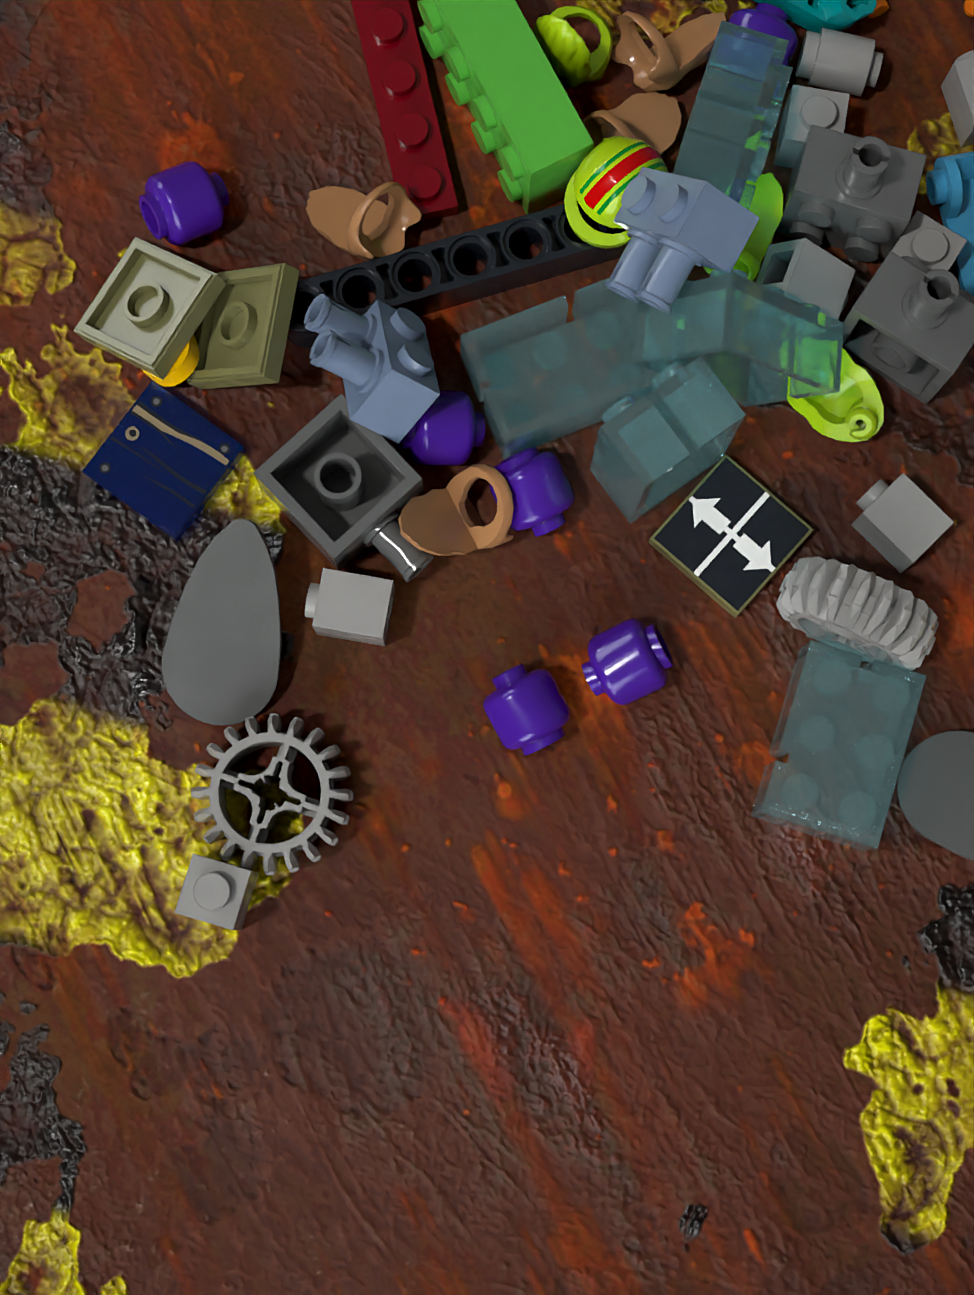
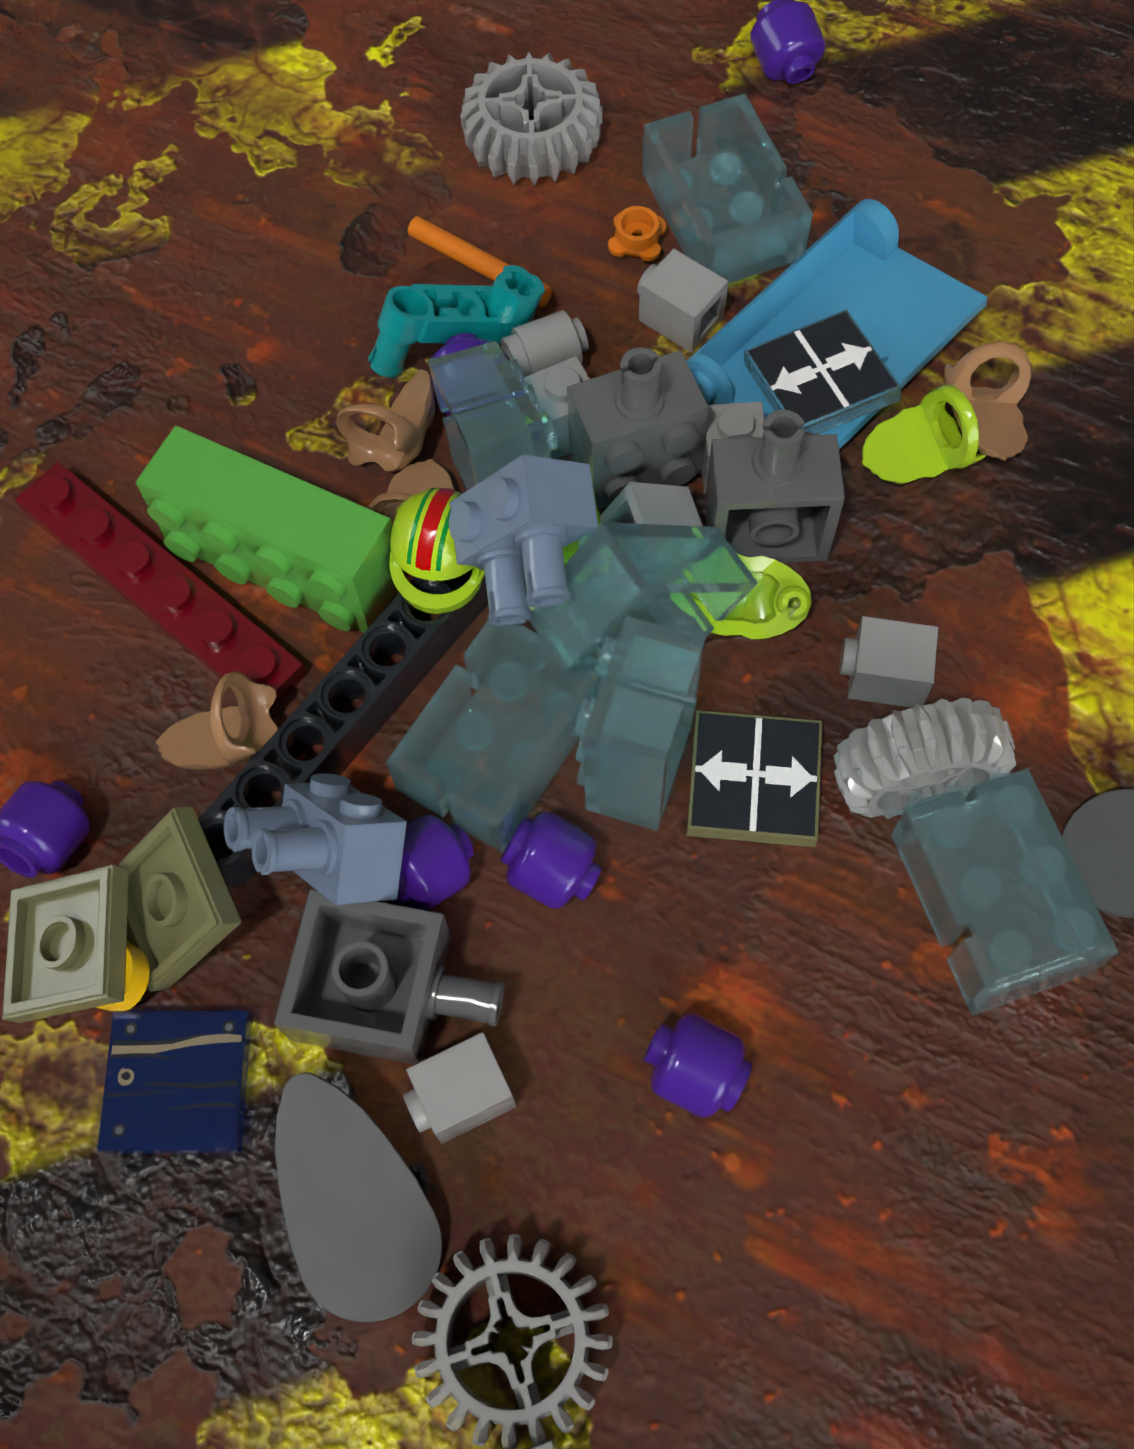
camera: 30 degrees left, 15 degrees down
(448, 522) = (492, 944): medium nougat piece -> none
(567, 49) = (311, 464): lime piece -> none
(627, 661) = (755, 952): dark purple head -> none

